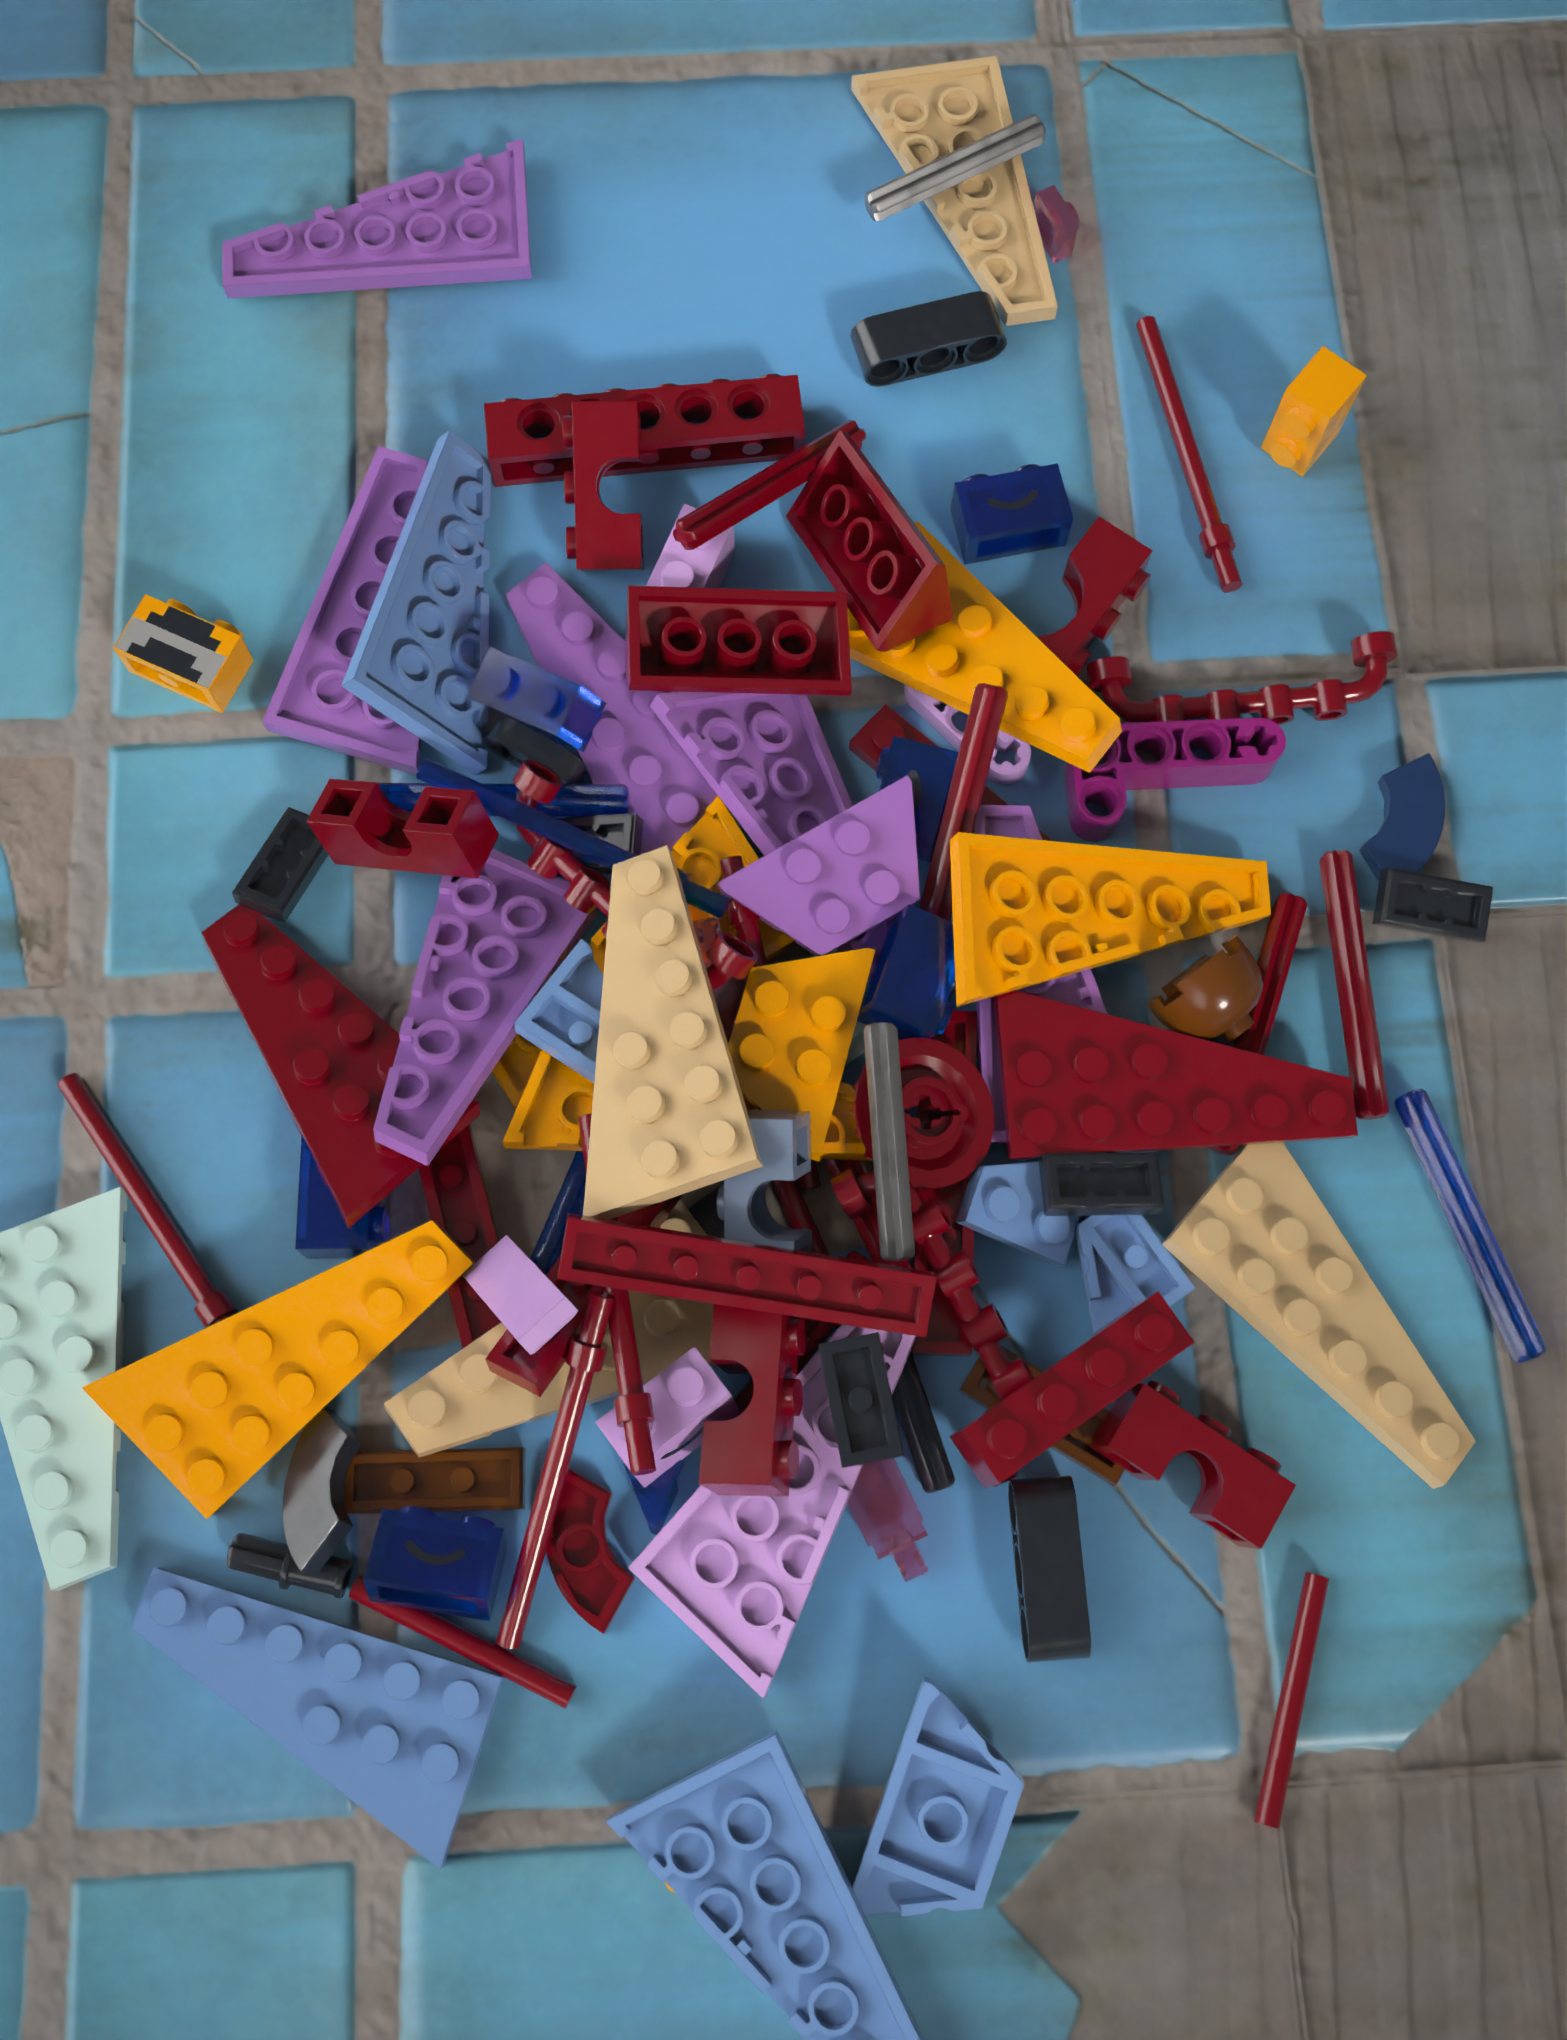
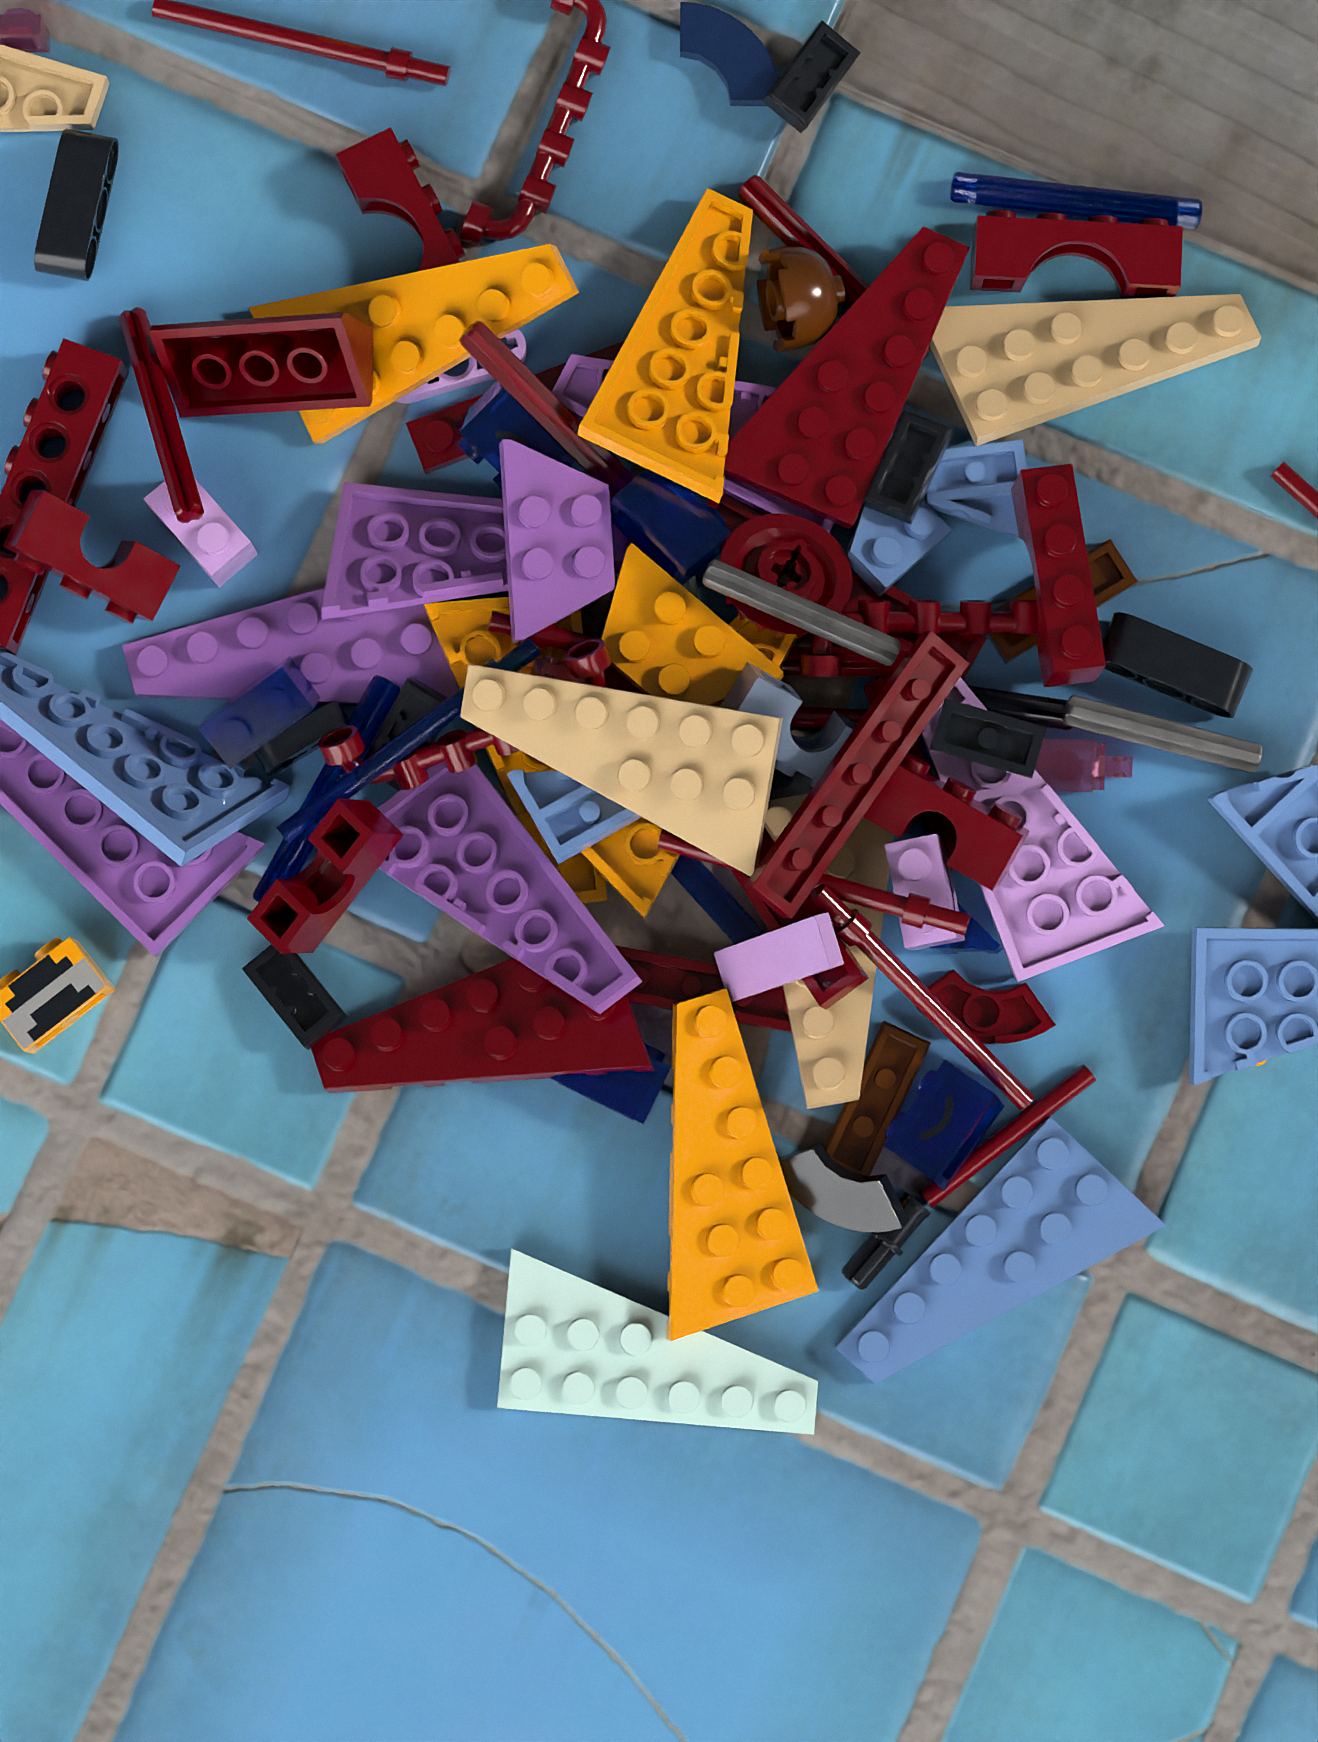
camera: 65 degrees left, 10 degrees up
(211, 1304) = (650, 1215): dark red bar -> none
(737, 641) = (301, 519): dark red slope -> none
(969, 1594) = (1162, 734): none -> flat silver axle
(1011, 513) = (283, 224): clear blue brick -> none
(1238, 1489) = (1189, 493): dark red arch -> none
(1240, 753) = (586, 213): magenta beam -> none
(1354, 985) = (840, 176): dark red axle -> none
(1450, 1312) = (1139, 256): none -> dark red arch

